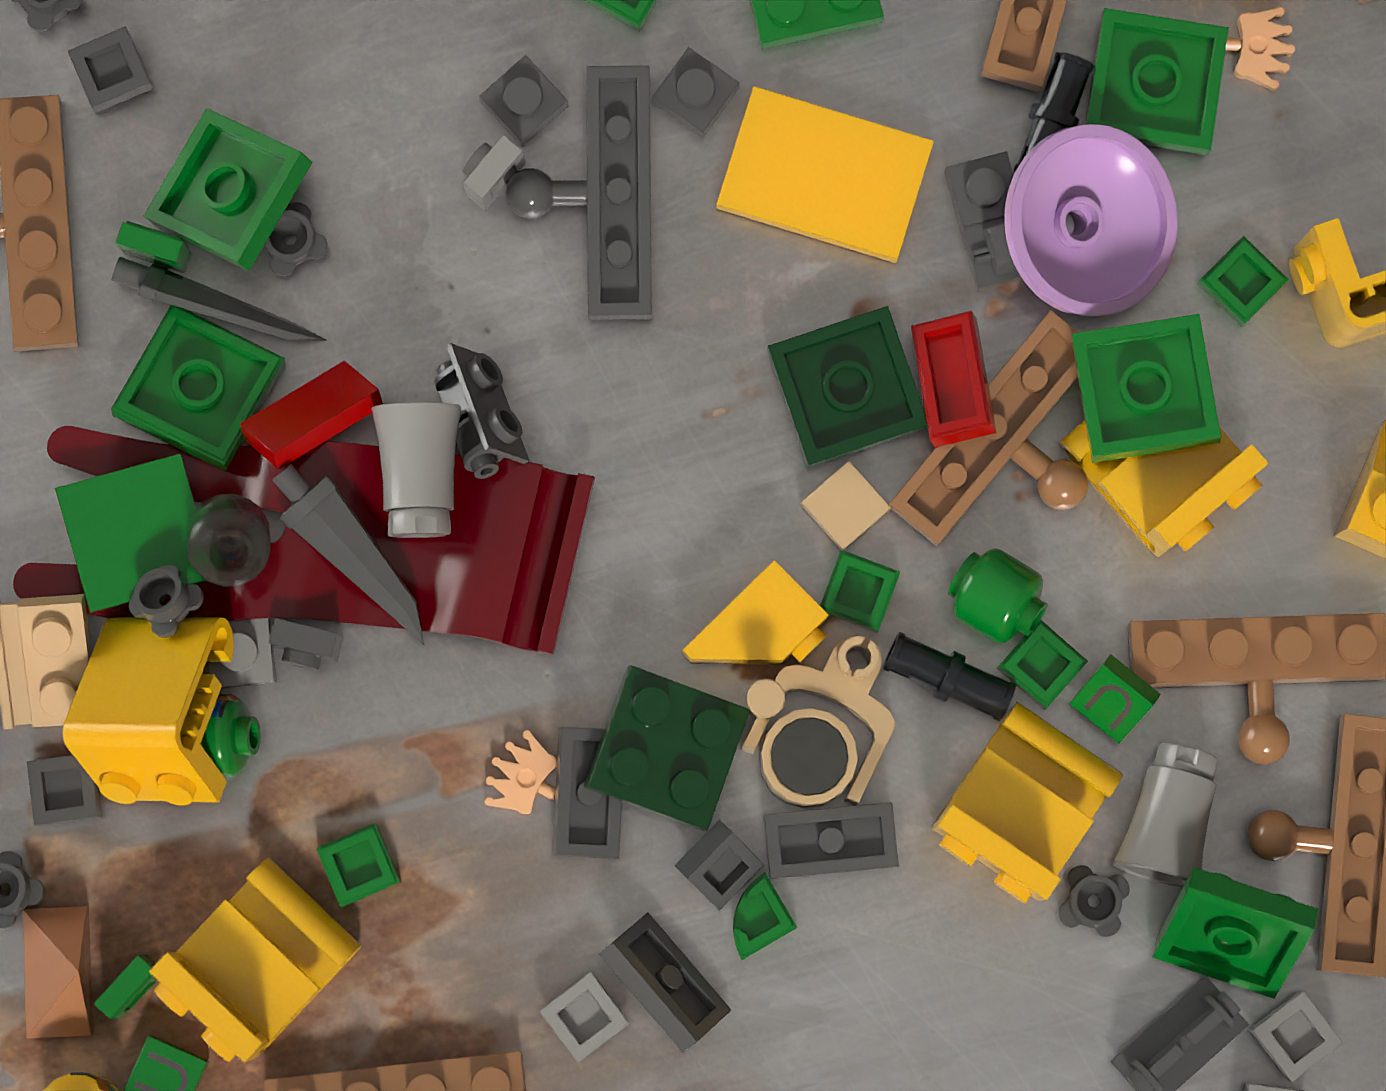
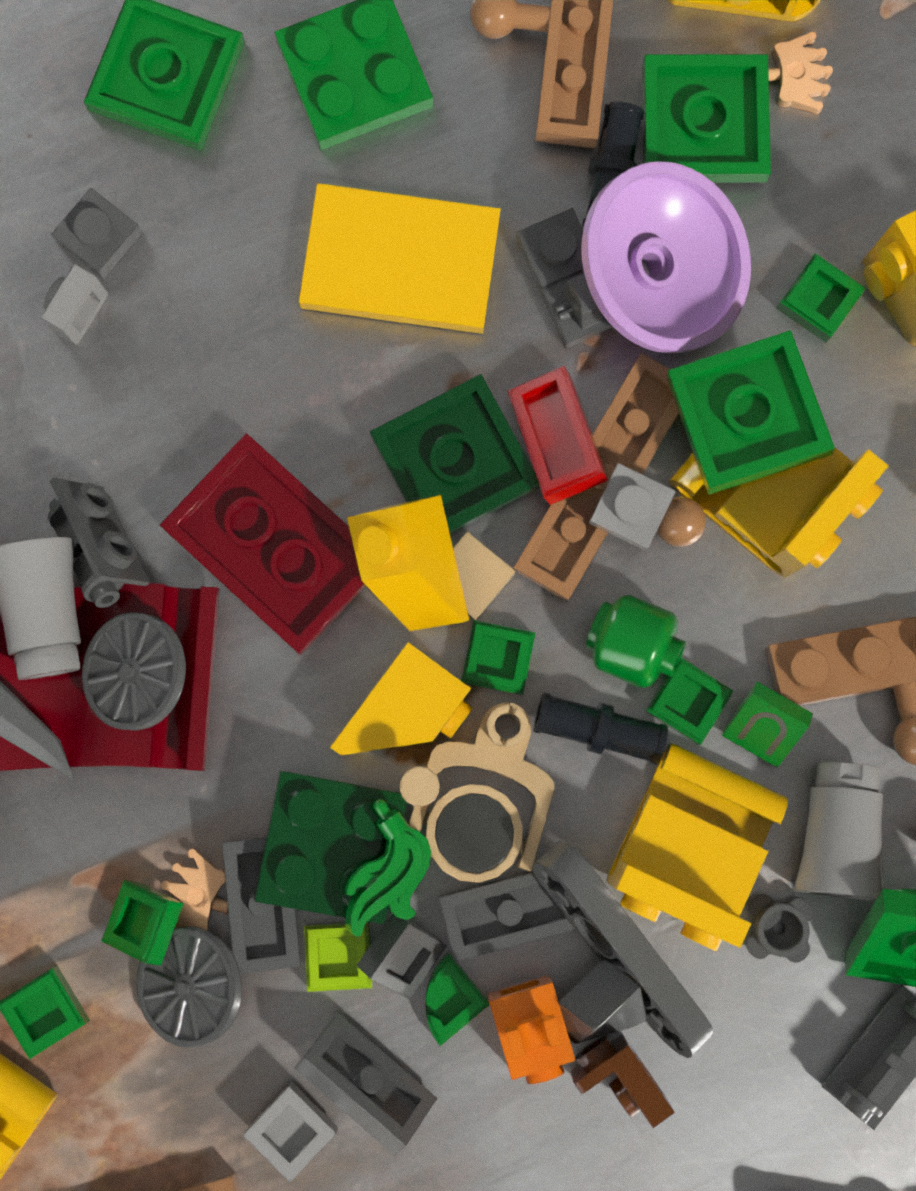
camera: 10 degrees left, 0 degrees up
(470, 792) = (142, 922): none -> green tile
(501, 545) = (133, 671): none -> dark grey wheel
(506, 861) = (193, 990): none -> dark grey wheel
(614, 192) = (196, 306): dark grey plate -> none
(651, 857) = (333, 957): none -> lime tile
(654, 442) = (269, 543): none -> dark red plate
(695, 92) = (262, 199): dark grey plate -> none
(721, 784) = (390, 877): none -> green piece
(789, 482) = (410, 562): none -> yellow slope
(835, 957) = (531, 1030): none -> orange brick
(907, 942) = (602, 1004): none -> dark grey slope
(926, 1025) = (634, 1083): none -> reddish brown bracket
(936, 891) = (619, 941): none -> dark grey beam
(1015, 462) = (632, 507): none -> light grey plate

